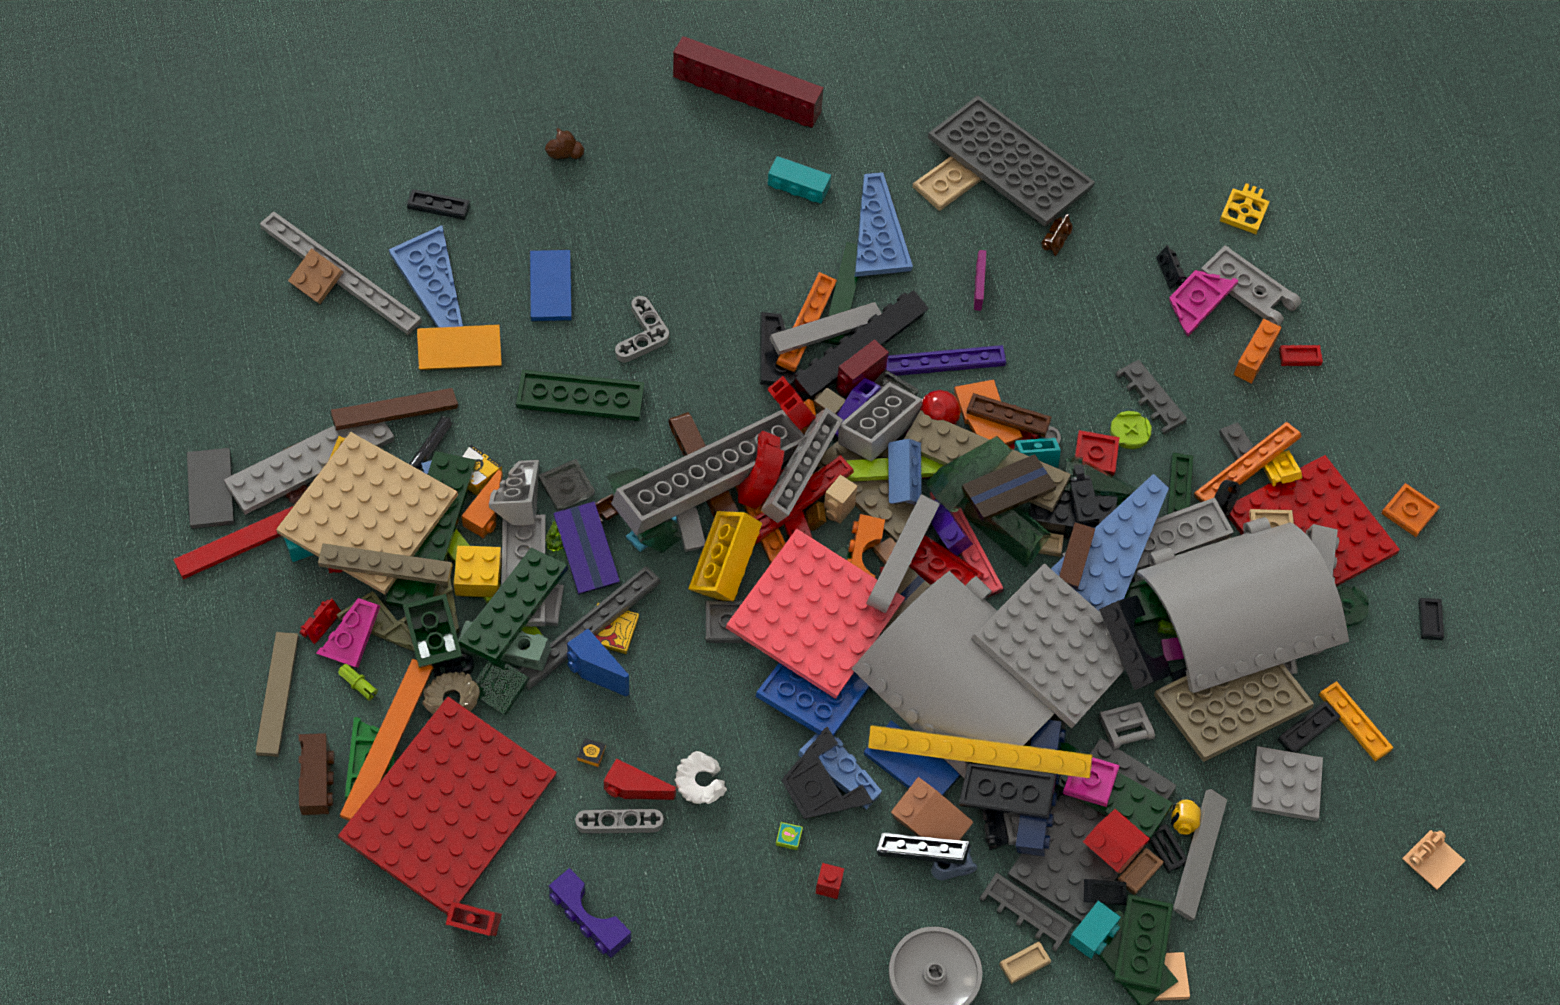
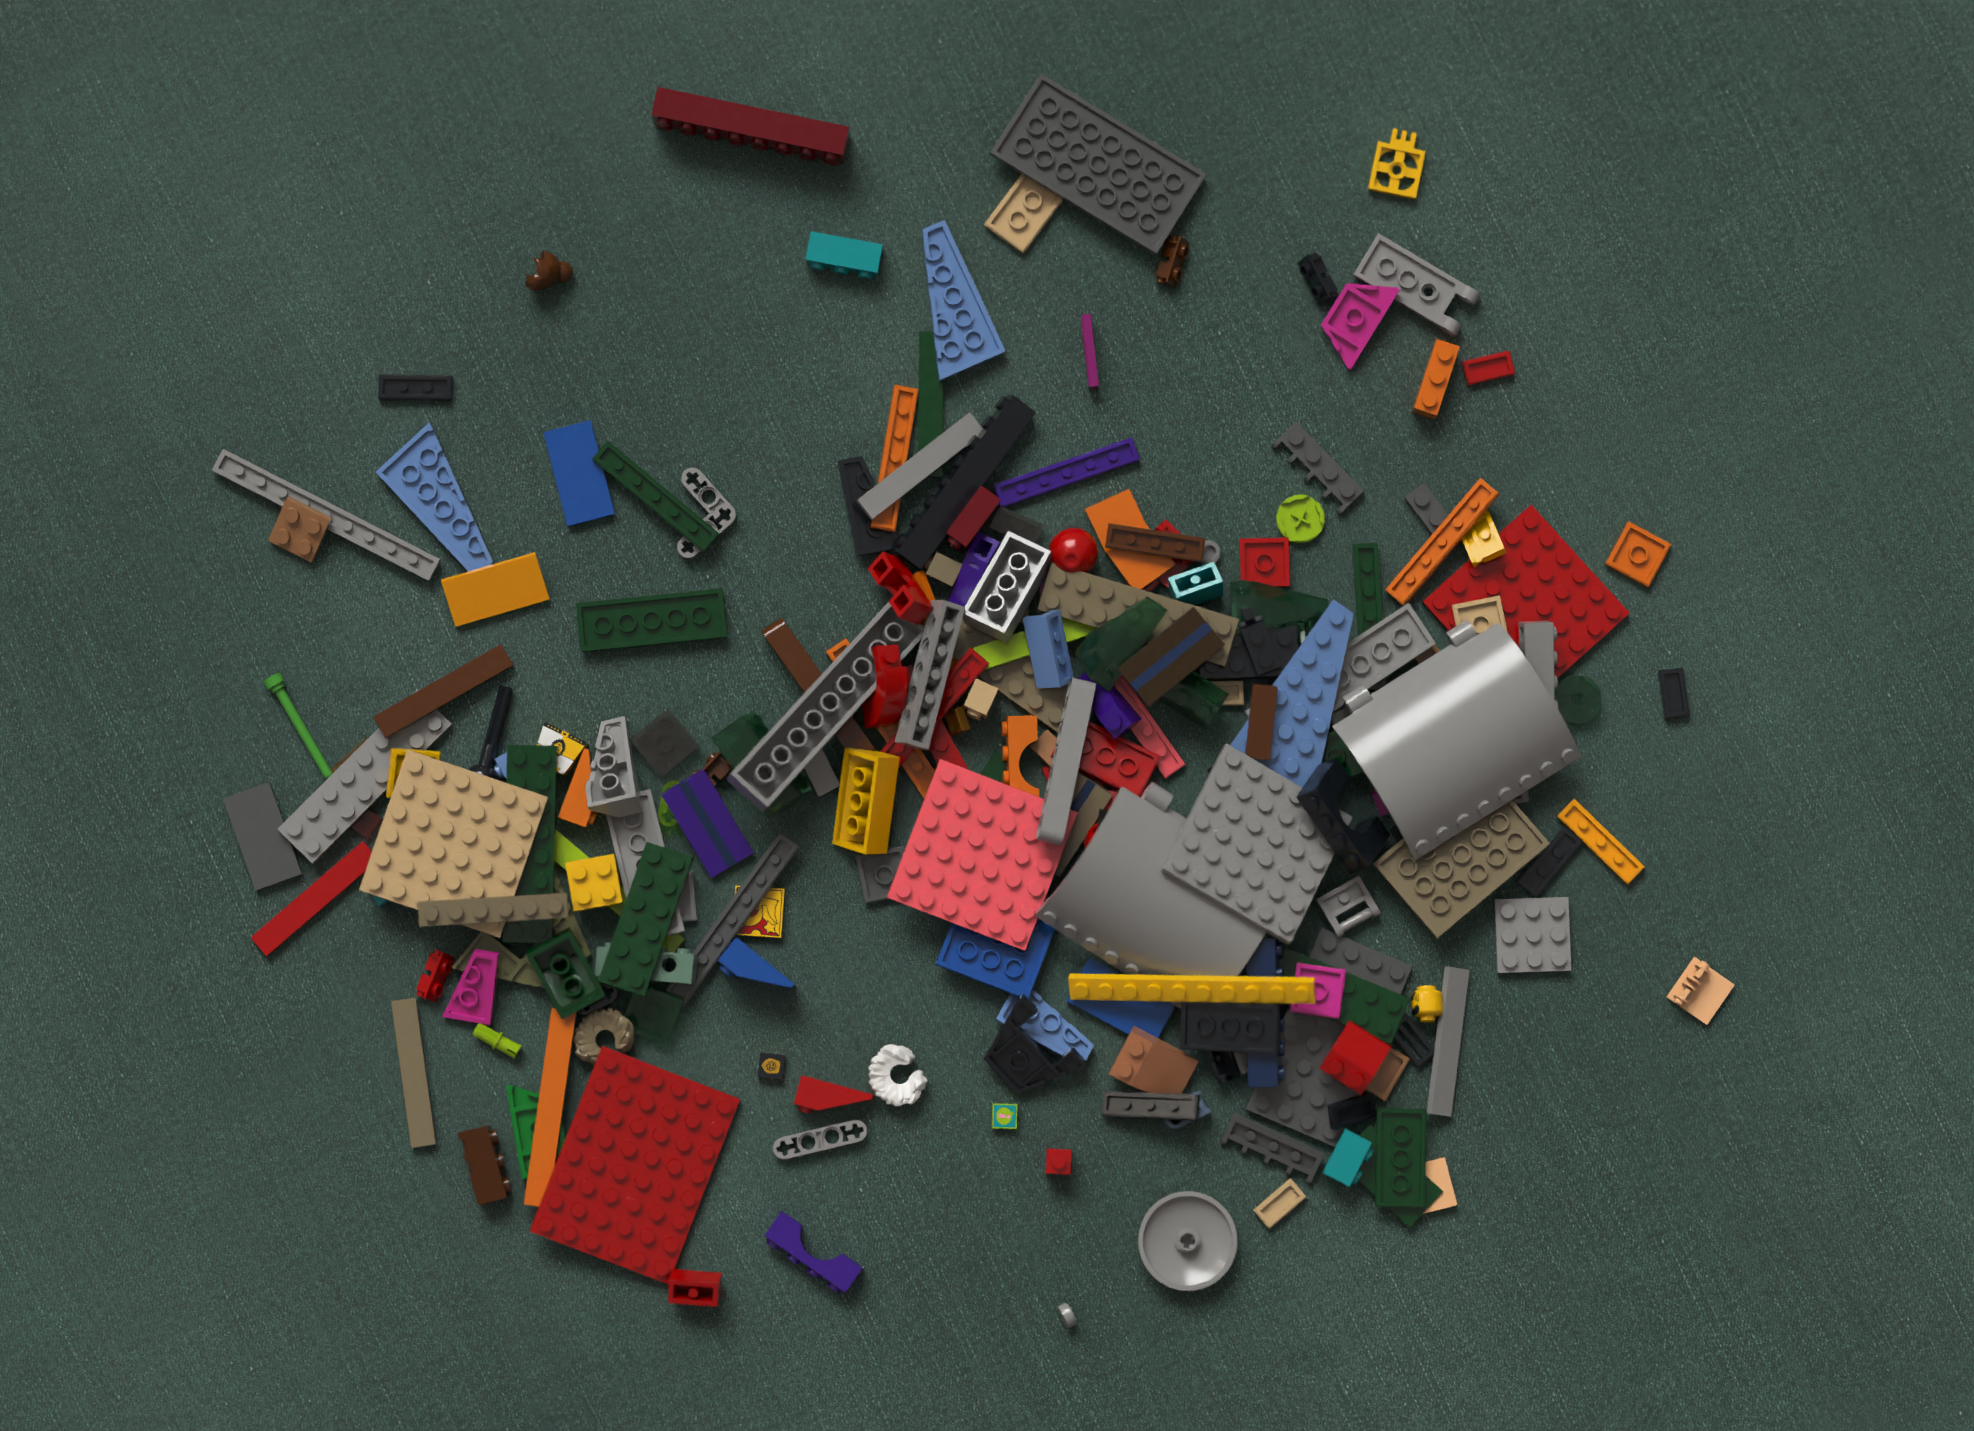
camera: 10 degrees left, 25 degrees up
(259, 380) = (276, 685): none -> bright green piece
(608, 309) = (656, 496): none -> dark green tile
(1225, 498) = (1422, 593): black beam -> none

